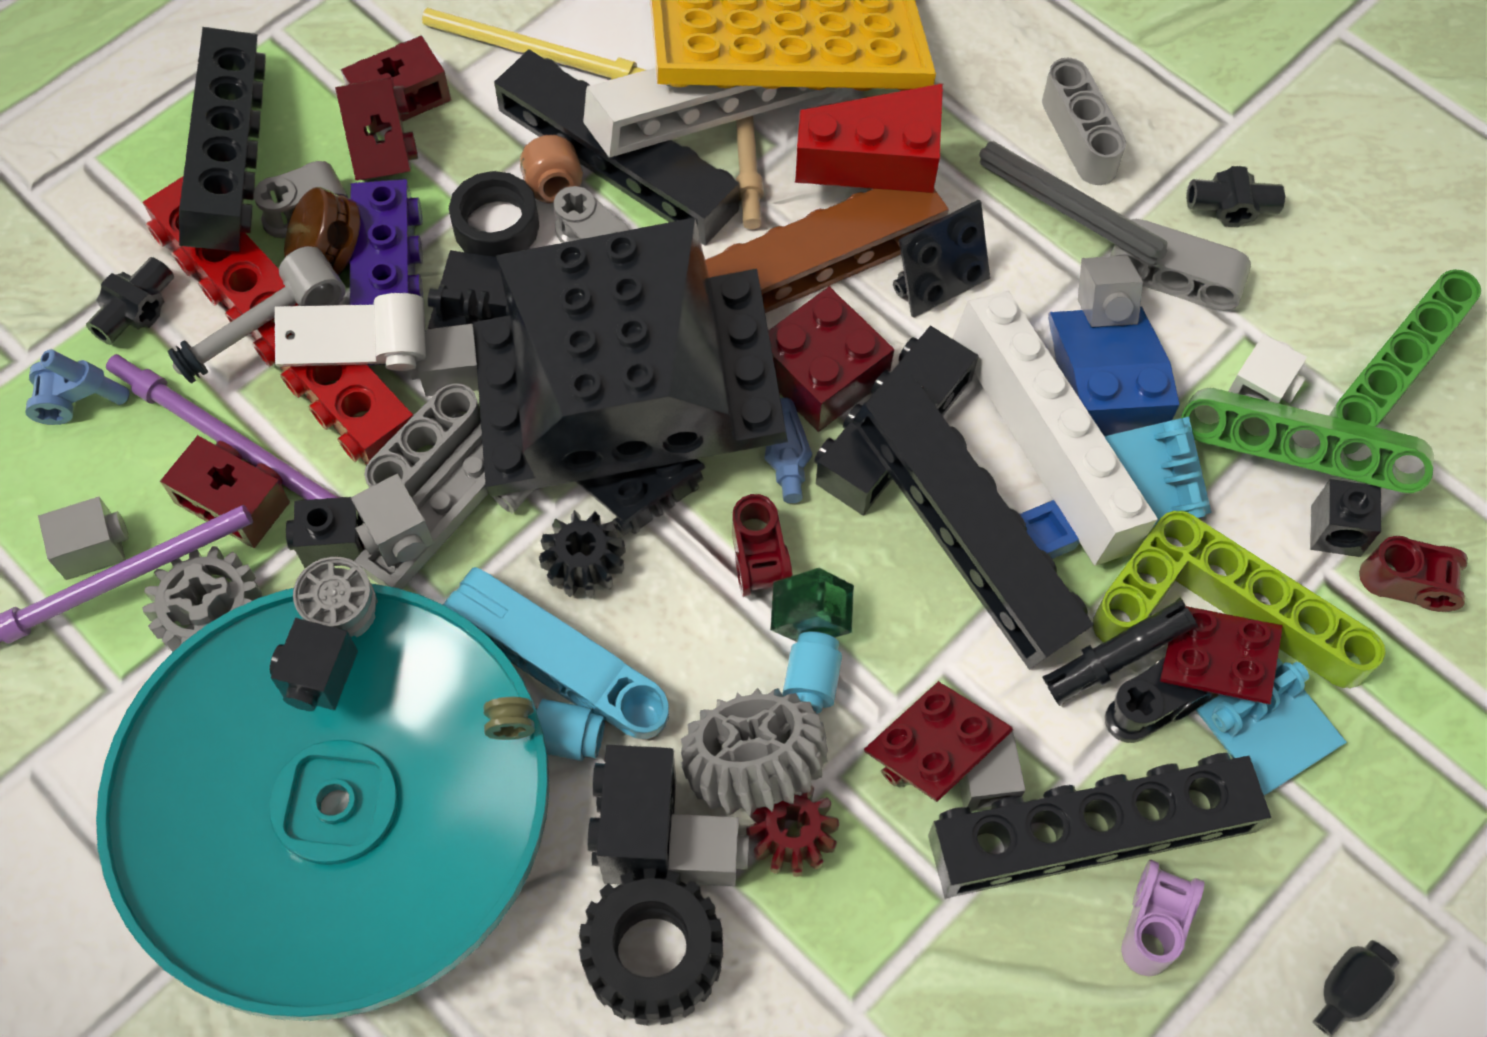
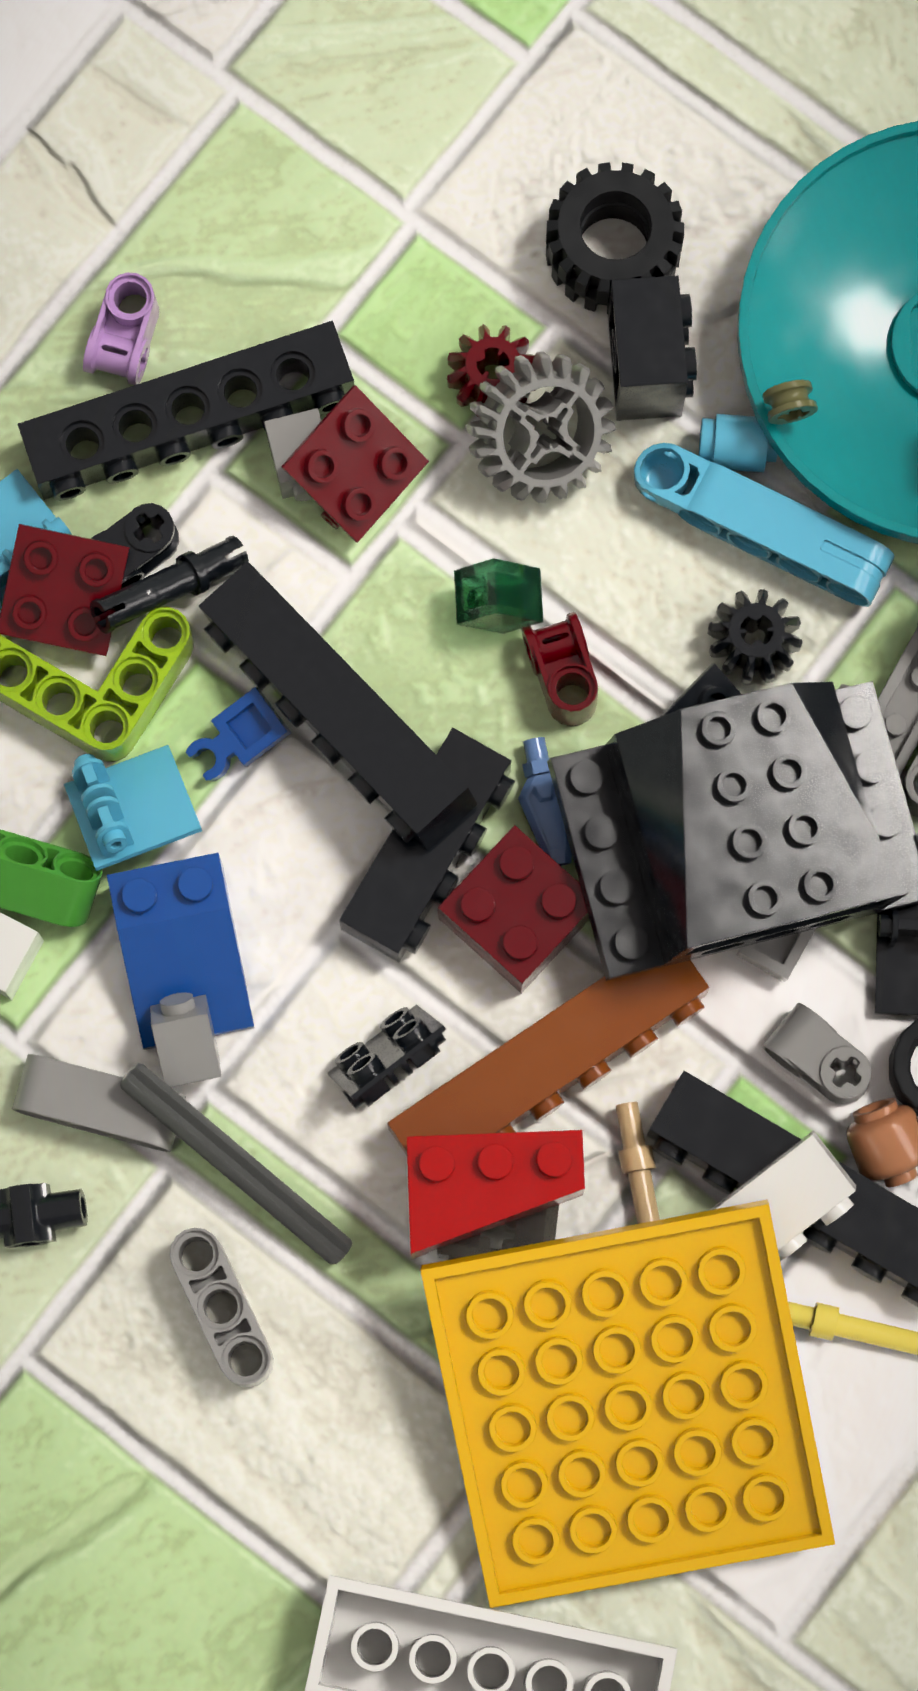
camera: 175 degrees right, 15 degrees up
(707, 849) = (577, 330): light grey brick -> none
(814, 669) = (489, 528): medium azure brick -> none
(1054, 429) = (251, 845): white brick -> none

